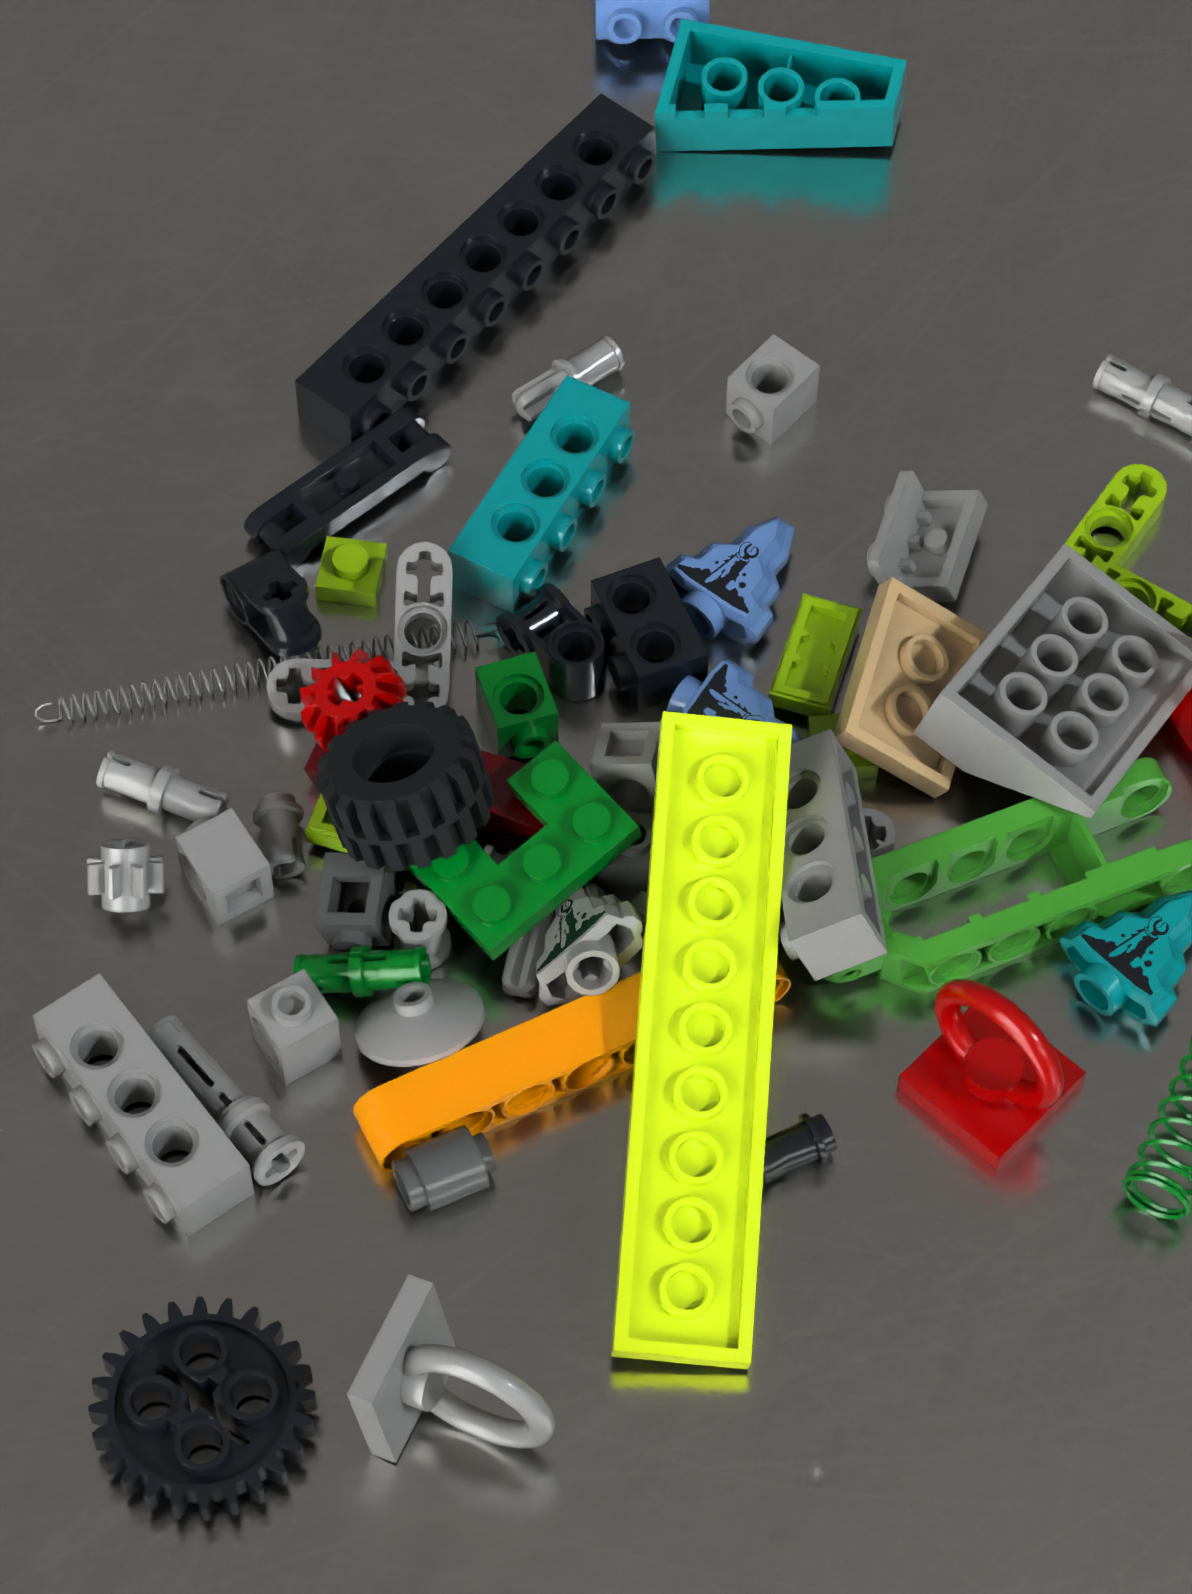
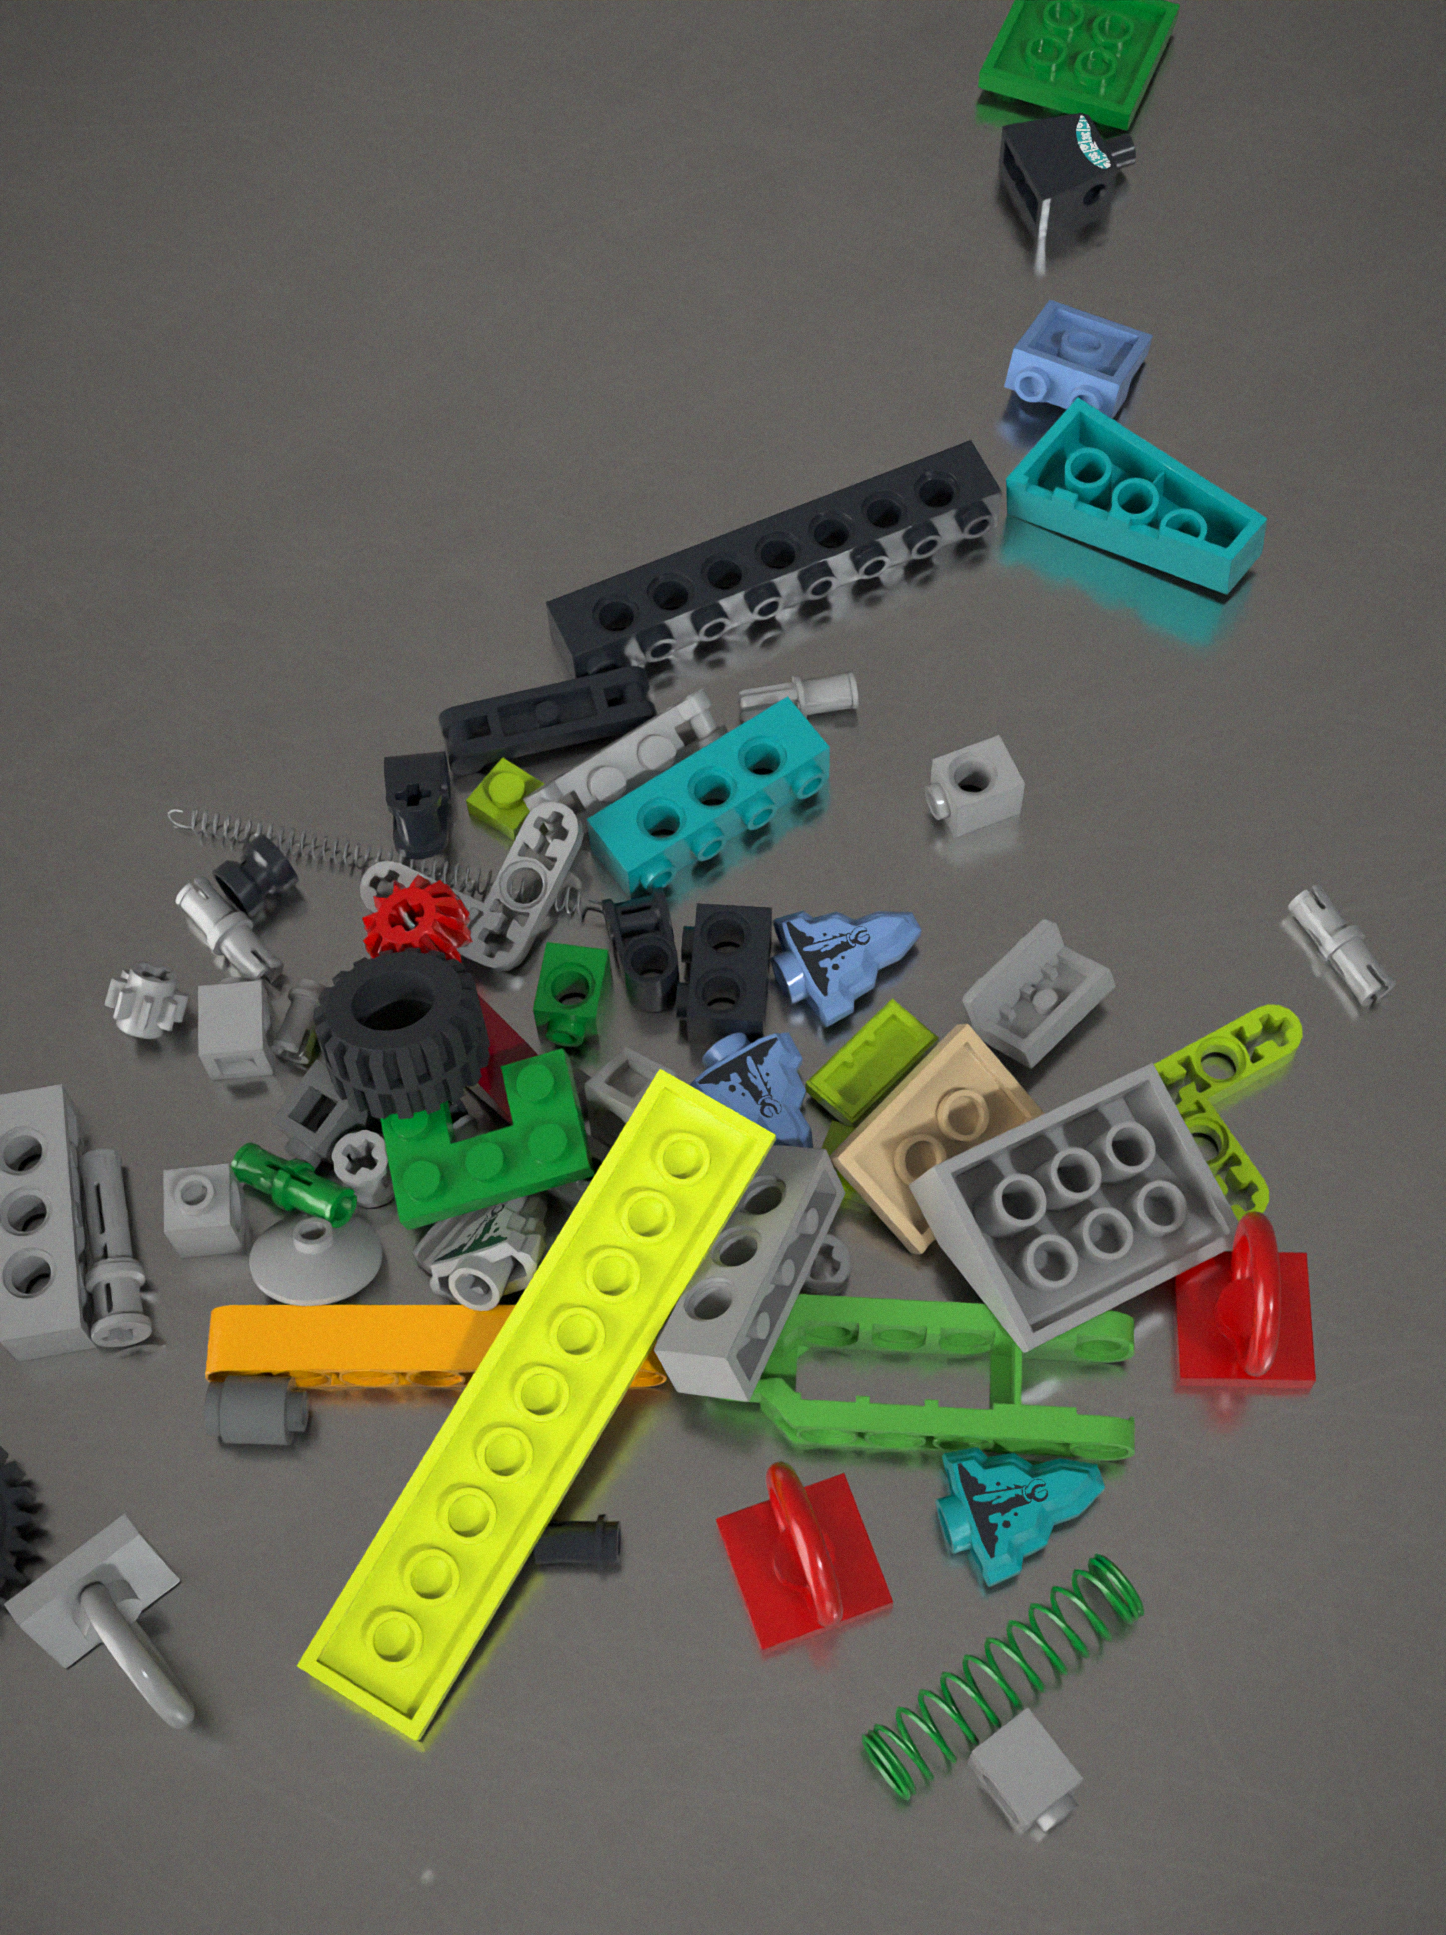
camera: 30 degrees right, 5 degrees up
(161, 725) = (260, 873): none -> black wheel
(451, 491) = (629, 761): none -> light grey plate

